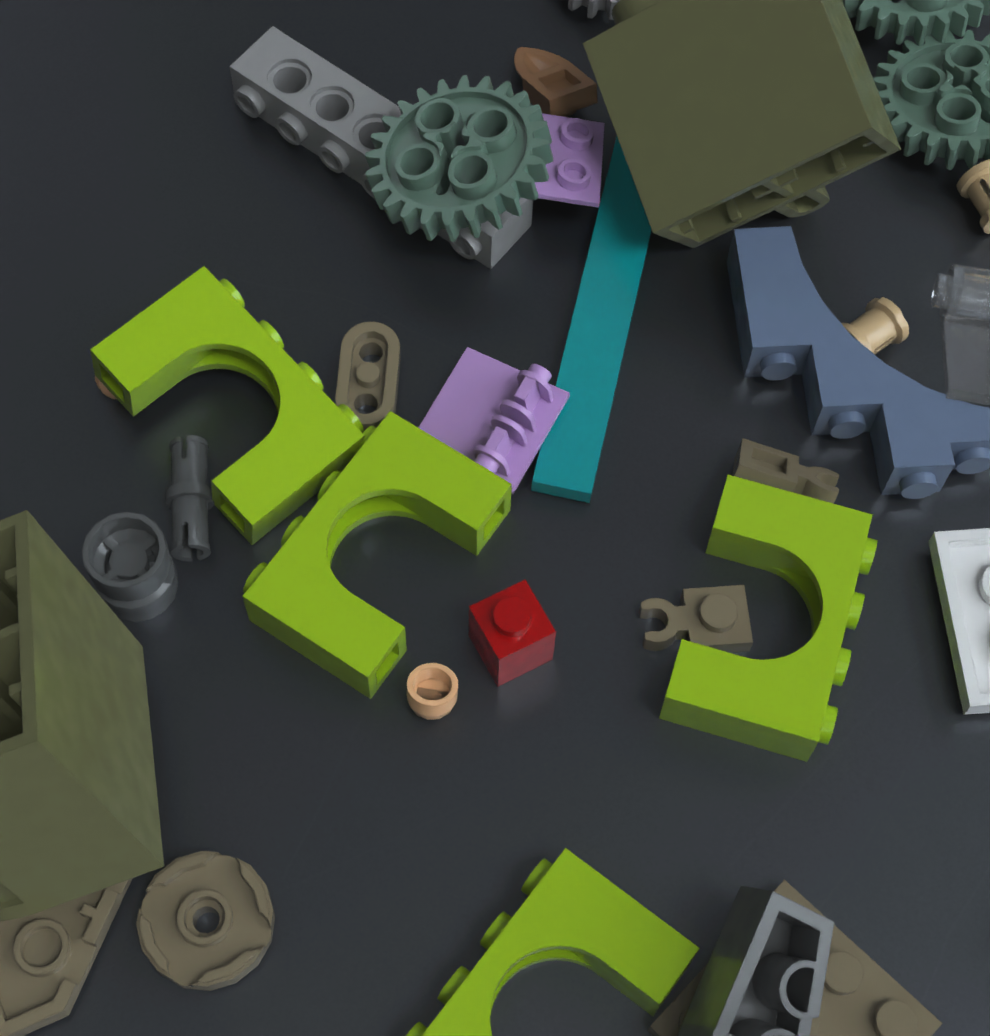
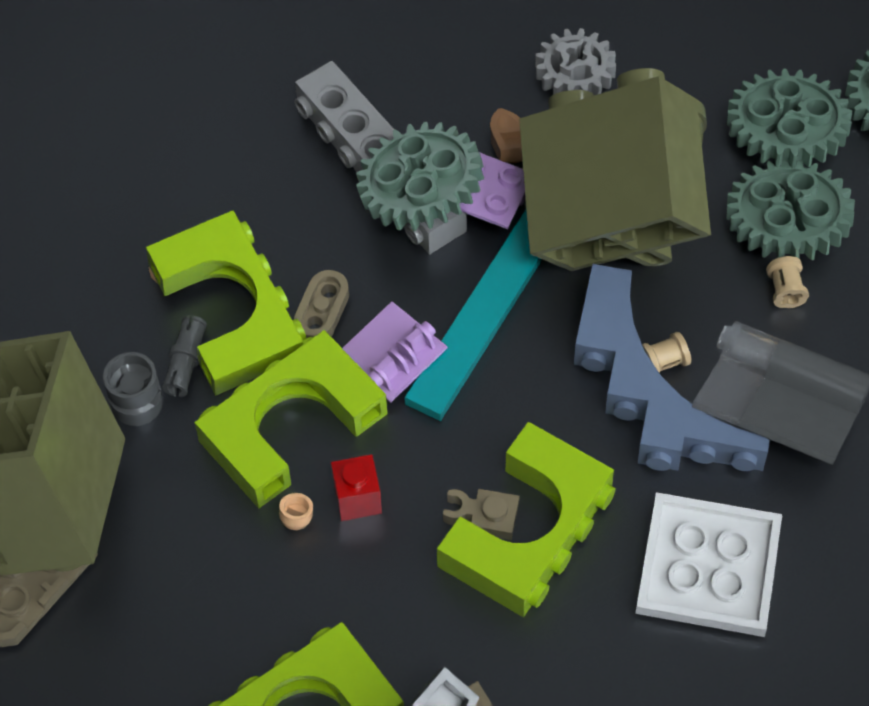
camera: 20 degrees right, 5 degrees down
(184, 893) = (108, 592): dark tan plate -> none
(783, 471) = (572, 431): dark tan plate -> none

